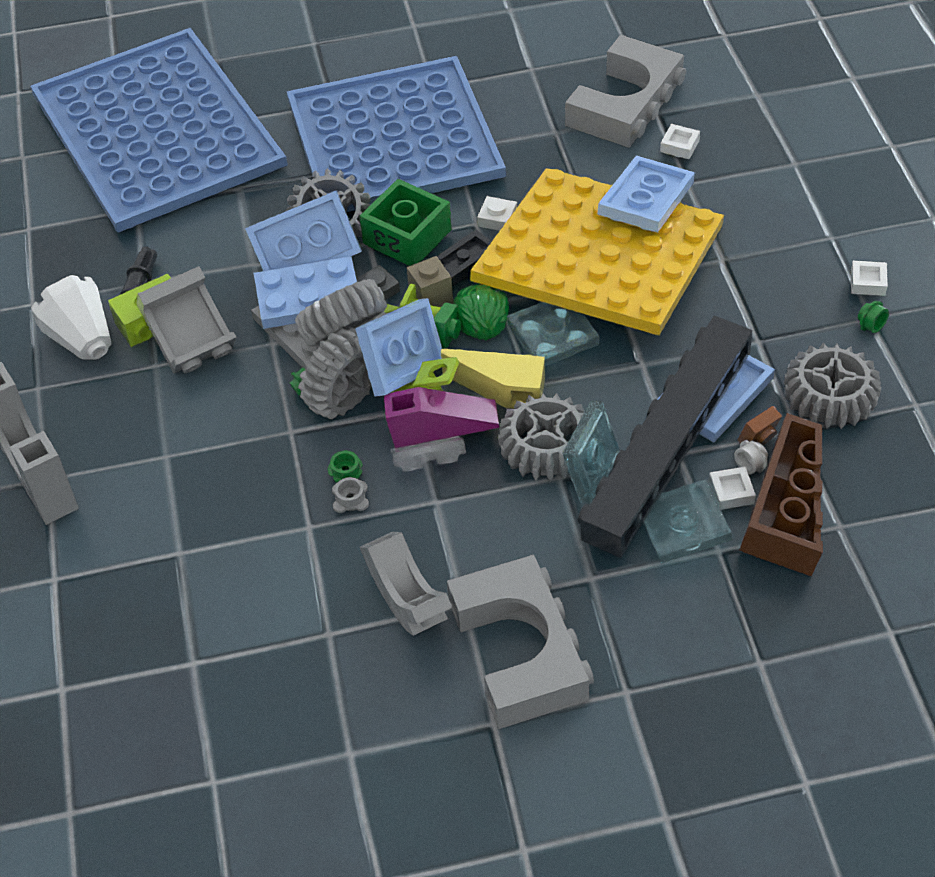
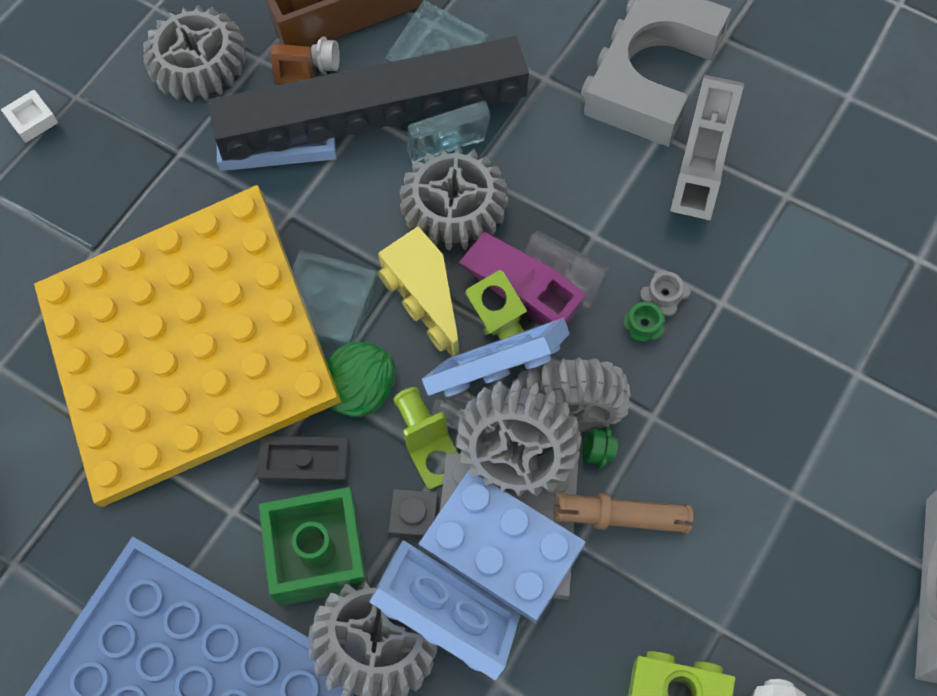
camera: 135 degrees left, 15 degrees up
(185, 321) = (663, 618): light grey panel -> none
(257, 355) = (606, 512): none -> medium nougat pin
(431, 281) = (375, 445): dark tan brick -> none
(447, 324) = (409, 377): green plate -> none
(495, 213) = (204, 496): white plate -> none
(646, 194) = (73, 343): light blue plate -> none
(732, 488) = (370, 43): white plate -> none
(873, 316) = (79, 83): green plate -> none

